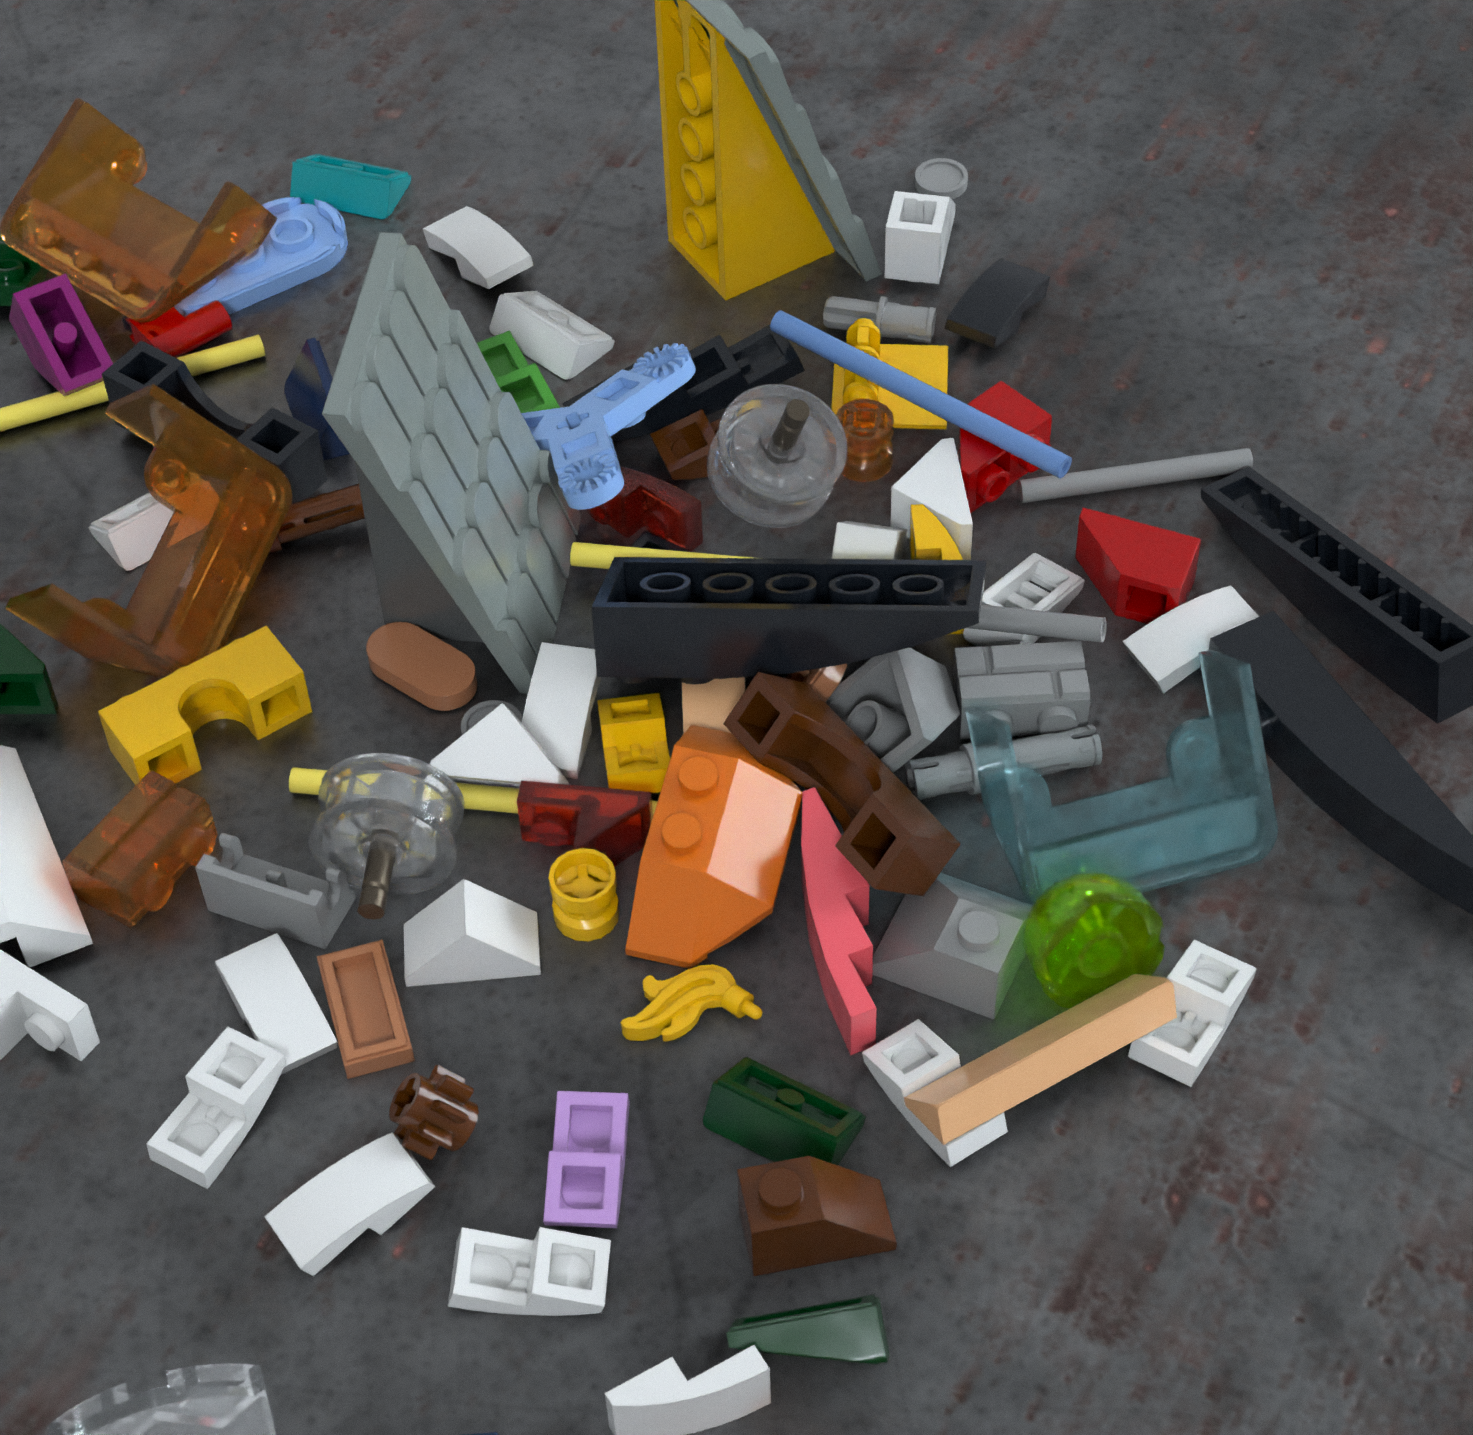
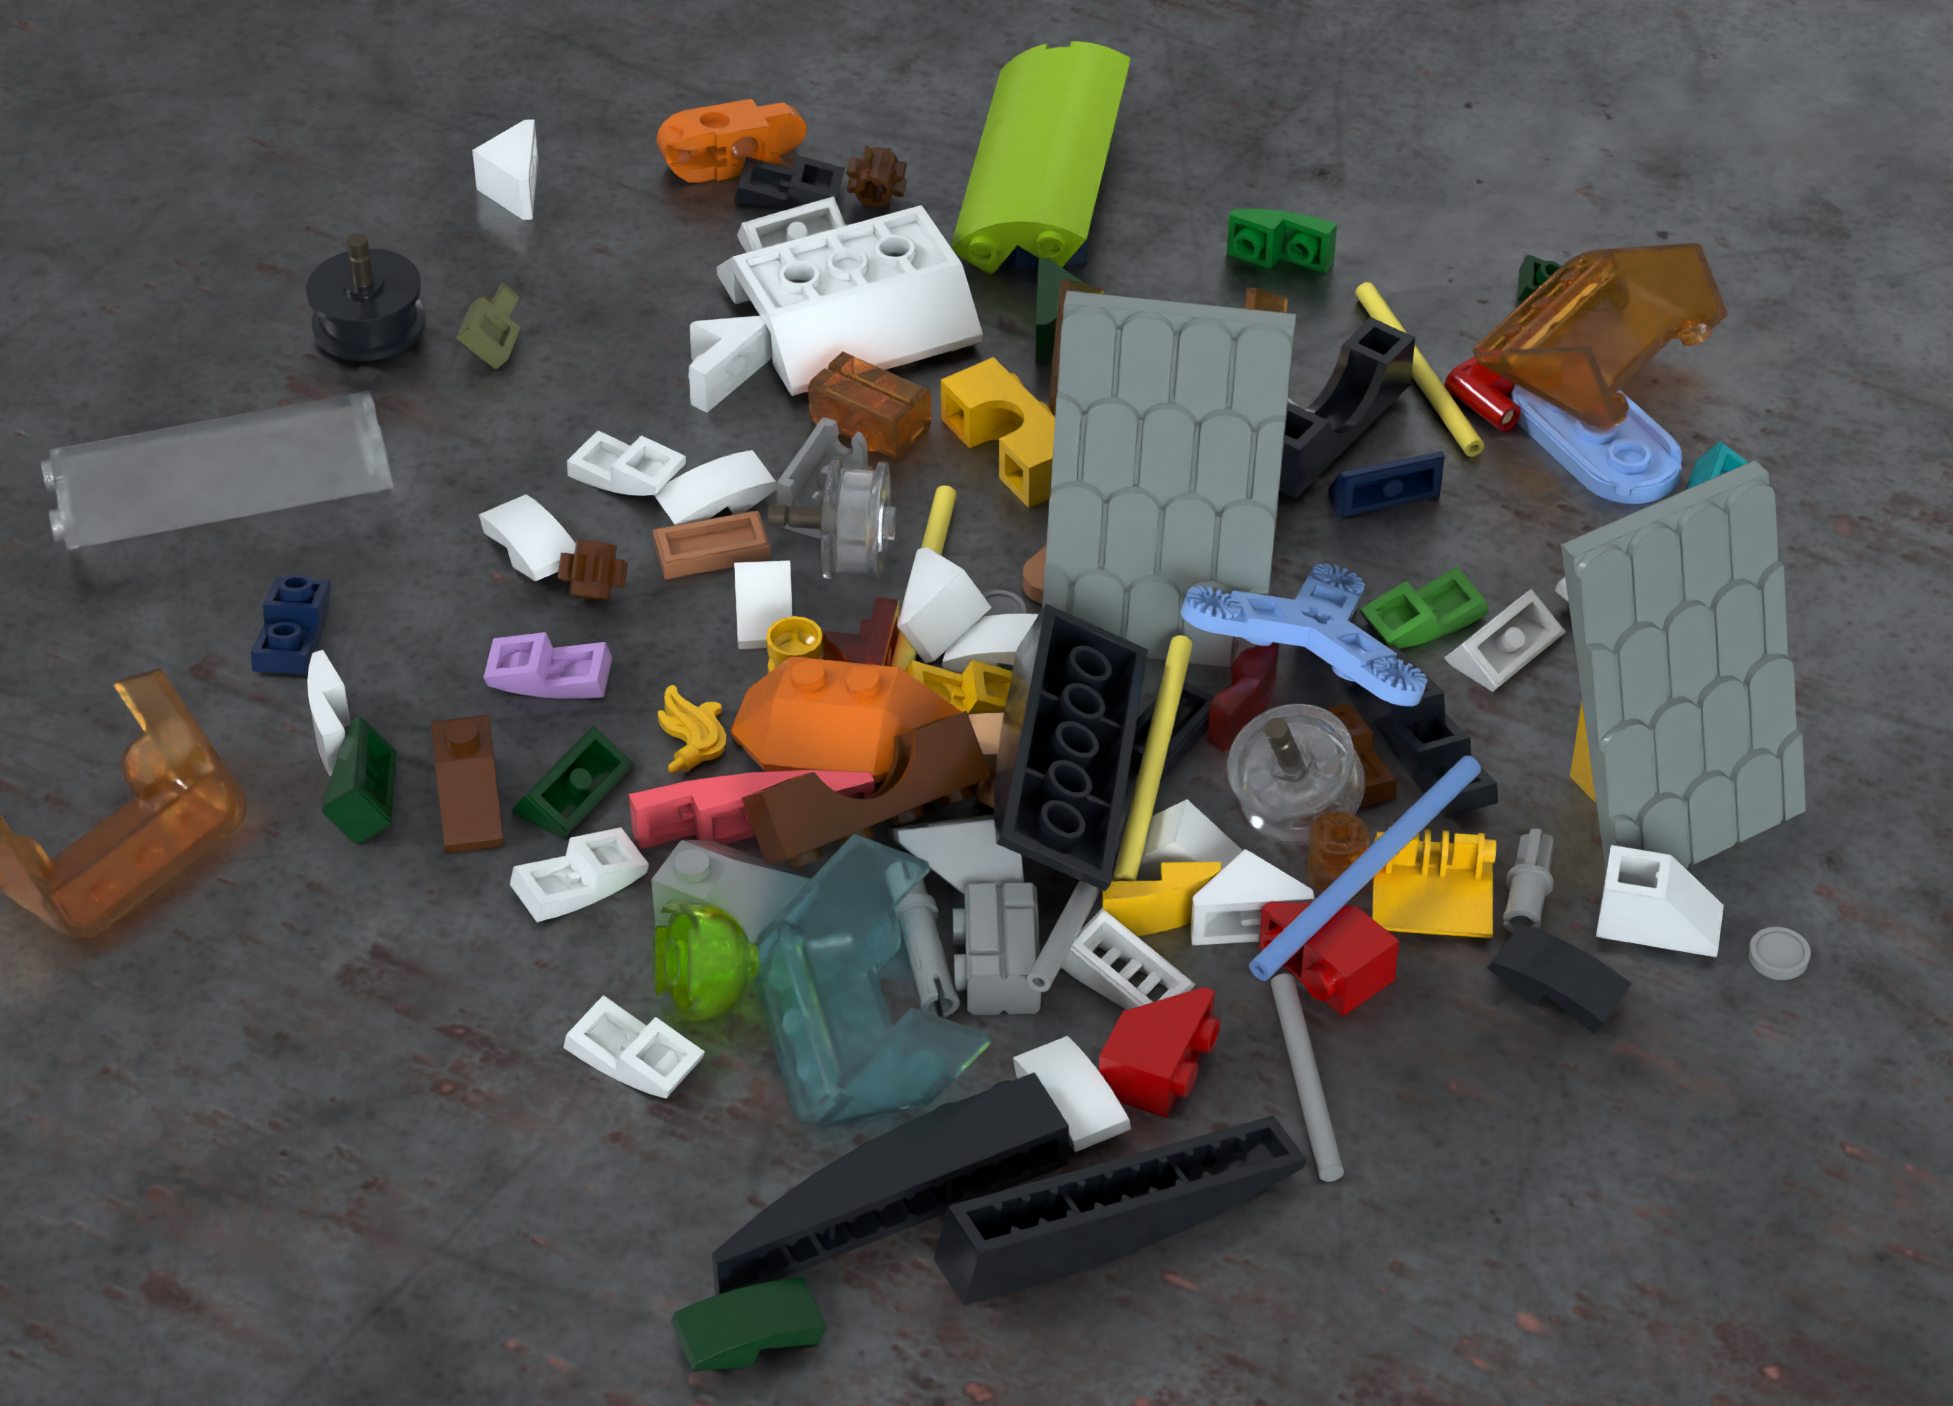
camera: 90 degrees right, 5 degrees down
(59, 335) = (1451, 308): magenta slope -> none
(541, 1276) = (457, 635): white slope -> none
(1043, 1056) = (589, 929): light nougat slope -> none

